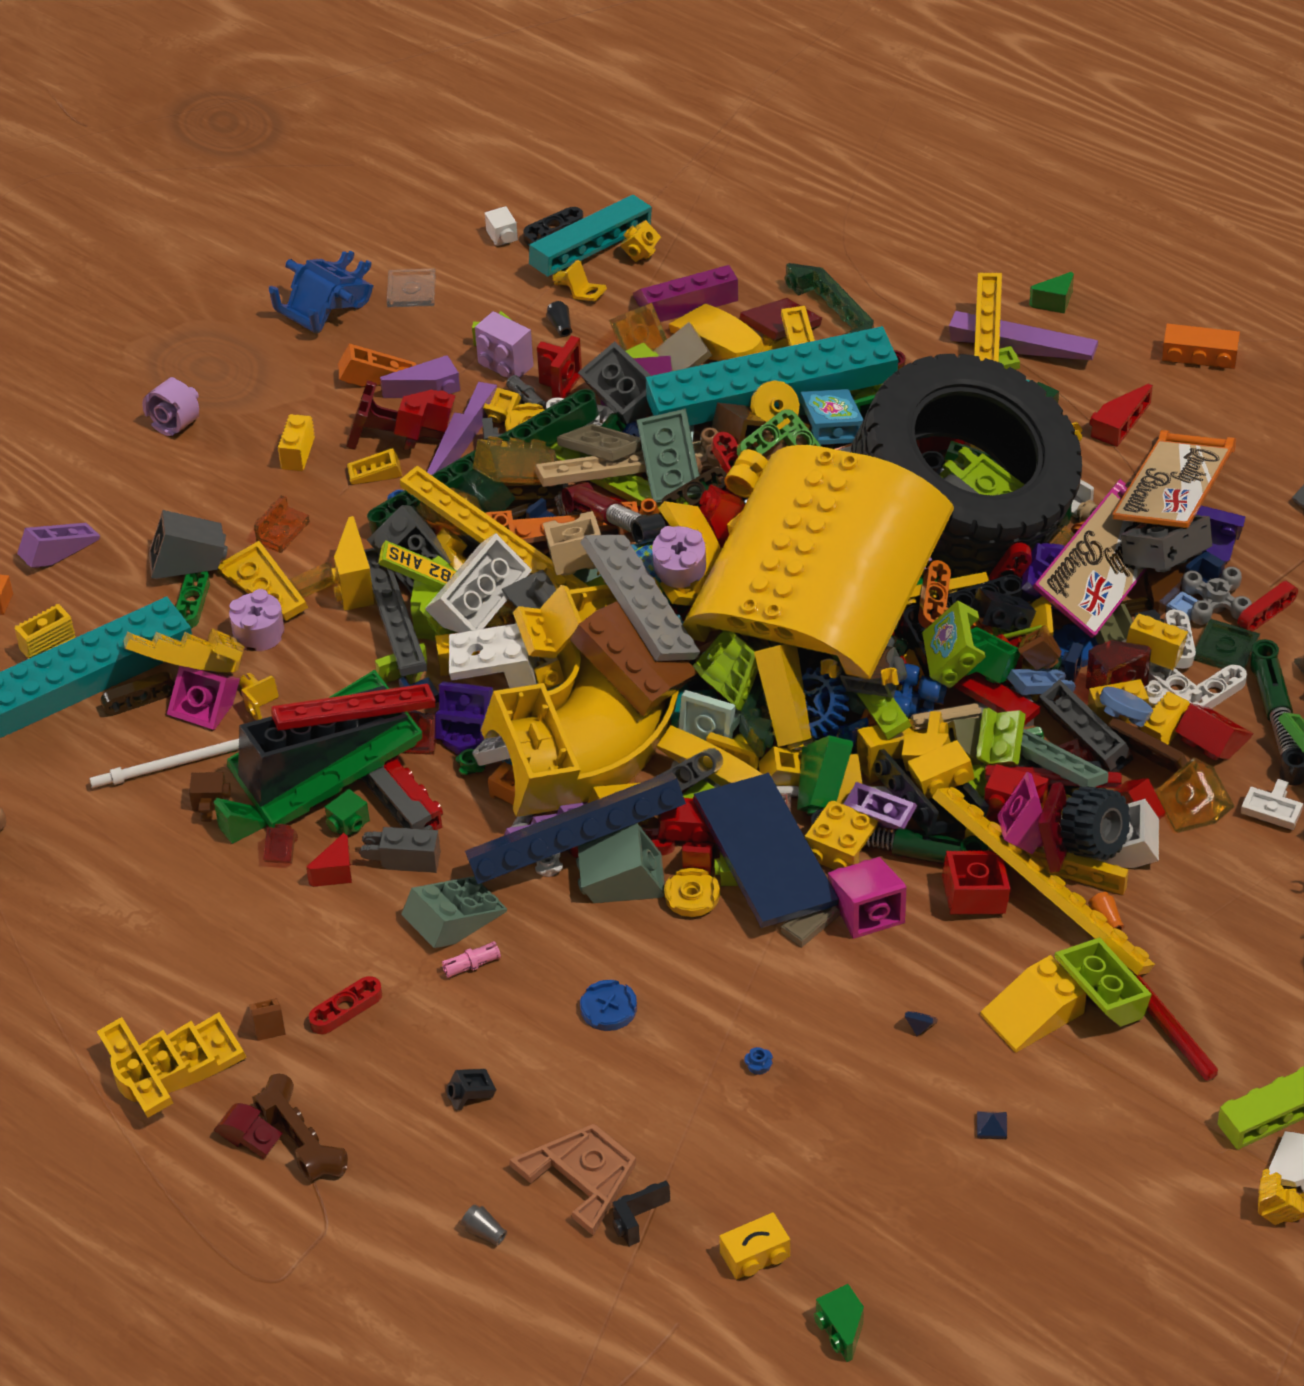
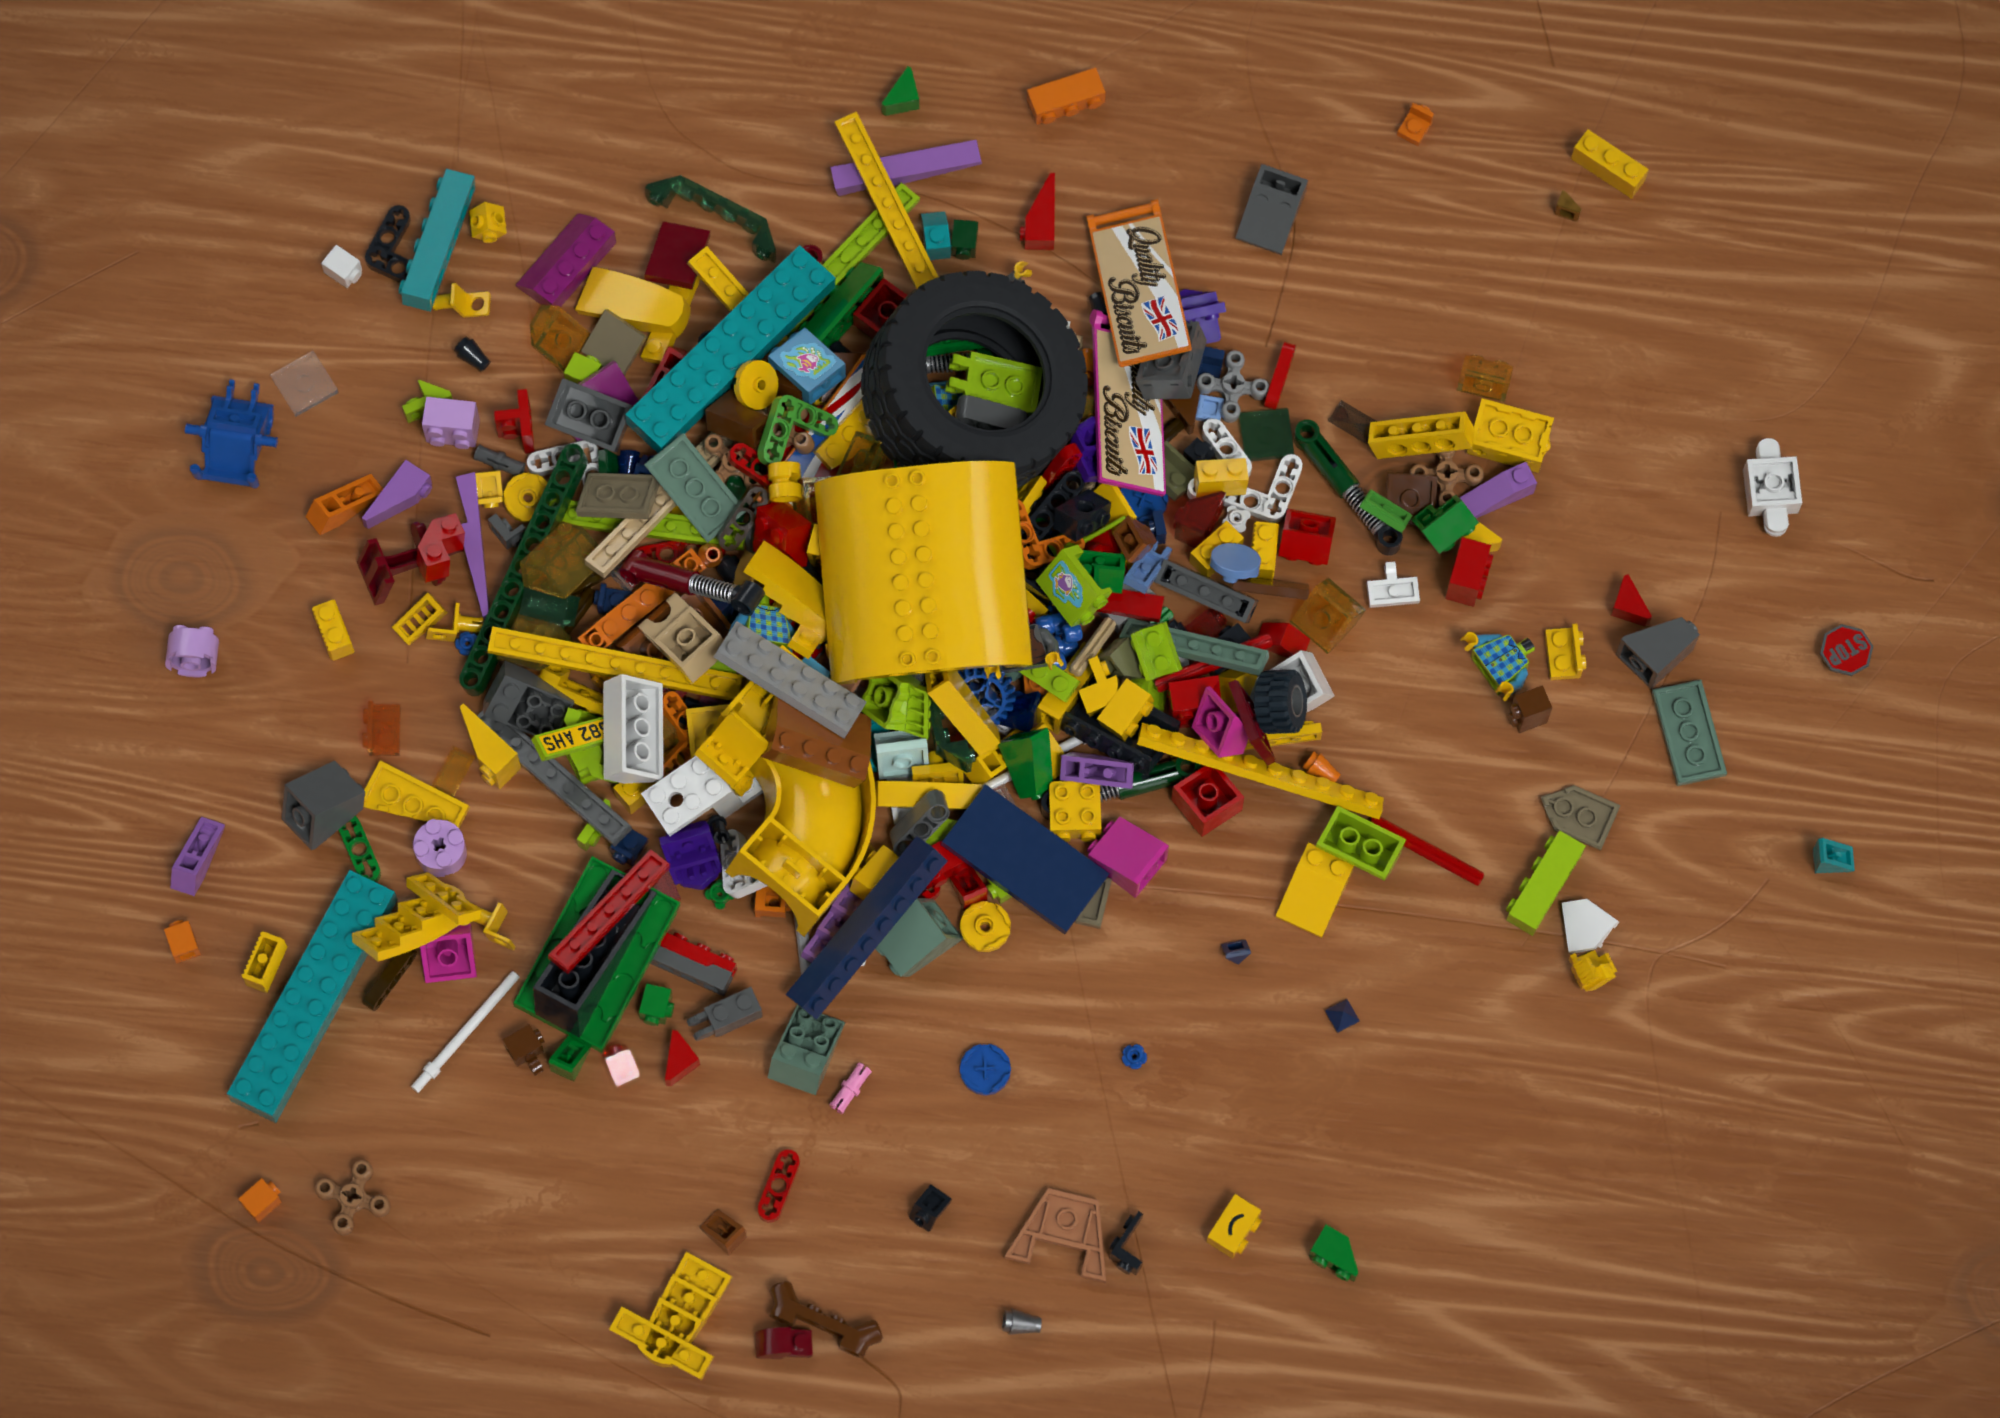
camera: 35 degrees left, 25 degrees up
(391, 484) = (460, 623): none -> yellow bracket
(530, 591) = (684, 710): dark grey shield -> none
(679, 556) = (790, 631): lavender brick -> none

